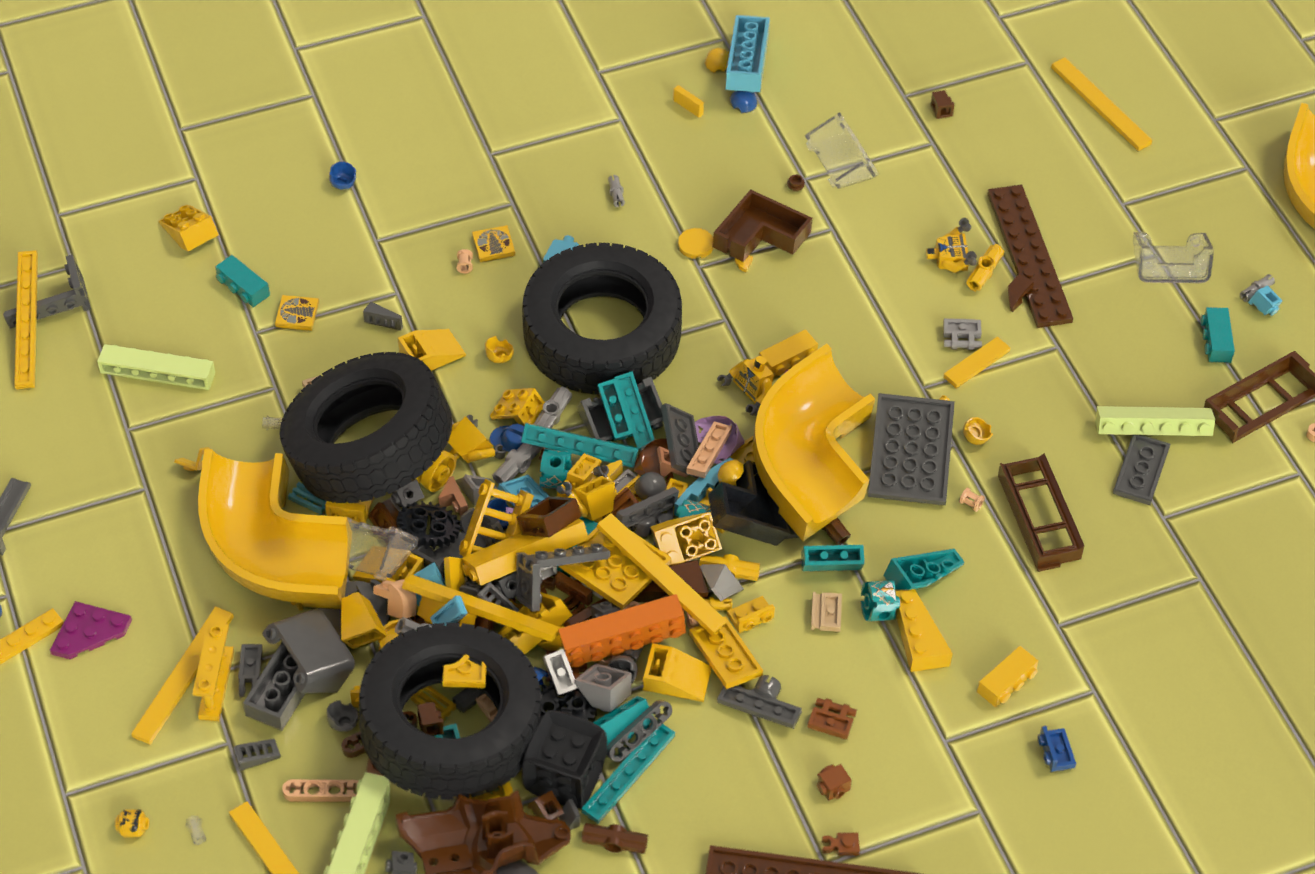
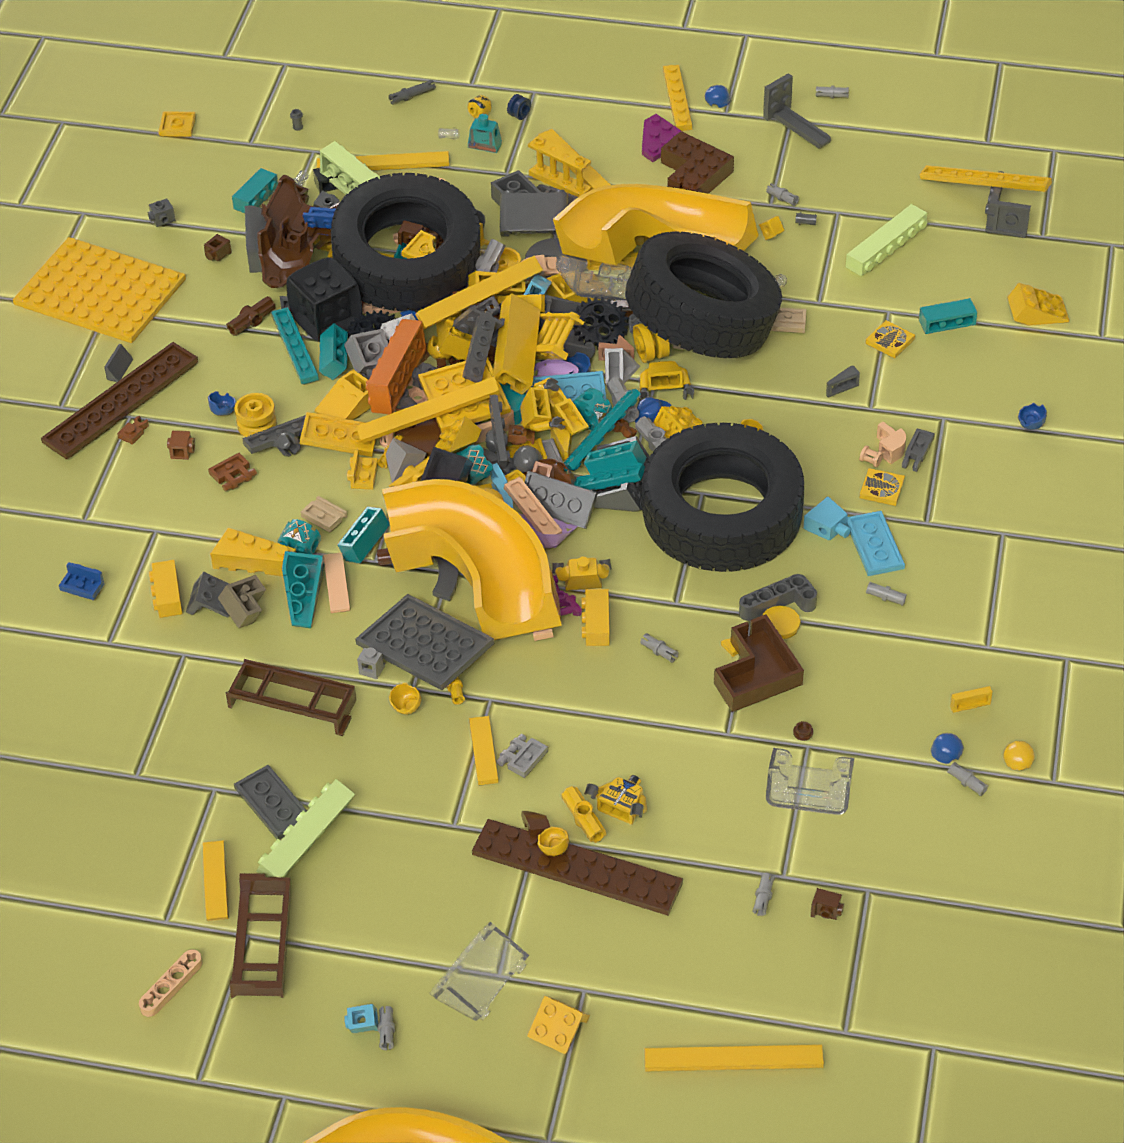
camera: 125 degrees right, 5 degrees down
(114, 779) = (519, 106): none -> dark blue wheel
(130, 478) = (782, 194): none -> light grey pin
(130, 557) = (696, 163): none -> reddish brown piece
(159, 447) = (806, 218): none -> dark grey pin
(188, 779) = (484, 135): none -> teal torso
(248, 748) = (484, 176): dark grey slope -> none
(359, 621) = (533, 243): yellow slope -> none
(431, 347) = (782, 392): yellow slope -> none
(433, 236) = (918, 448): none -> dark grey hinge
(439, 250) = (891, 442): none -> light nougat brick
(443, 832) = (319, 217): none -> blue bracket
(450, 612) = (485, 267): medium azure tile -> none
(549, 516) = (514, 347): reddish brown window -> none
(563, 220) = (875, 543): none -> medium azure tile
(637, 727) = (316, 355): dark grey beam -> none
(674, 253) = (781, 593): none -> dark grey beam
(747, 53) = (999, 763): medium azure brick -> none
(752, 737) = (254, 413): none -> yellow wheel
(756, 779) = (220, 404): none -> blue hair
(766, 76) = (967, 779): none -> light grey pin
(786, 302) = (659, 647): none -> light grey pin
(876, 567) = (336, 582): none -> light nougat slope
(961, 141) = (763, 894): none -> light grey pin
(961, 476) = (371, 657): none -> light grey brick
(976, 505) = (343, 659): light nougat bush -> none
(977, 602) = (242, 599): none -> dark tan brick
(990, 639) = (206, 594): none -> dark grey bracket
(1033, 260) = (553, 841): none -> yellow hair
(1161, 194) = (556, 1024): none -> yellow bracket
(1218, 335) = (358, 952): teal brick -> none
(1243, 455) = (215, 880): none -> yellow slope

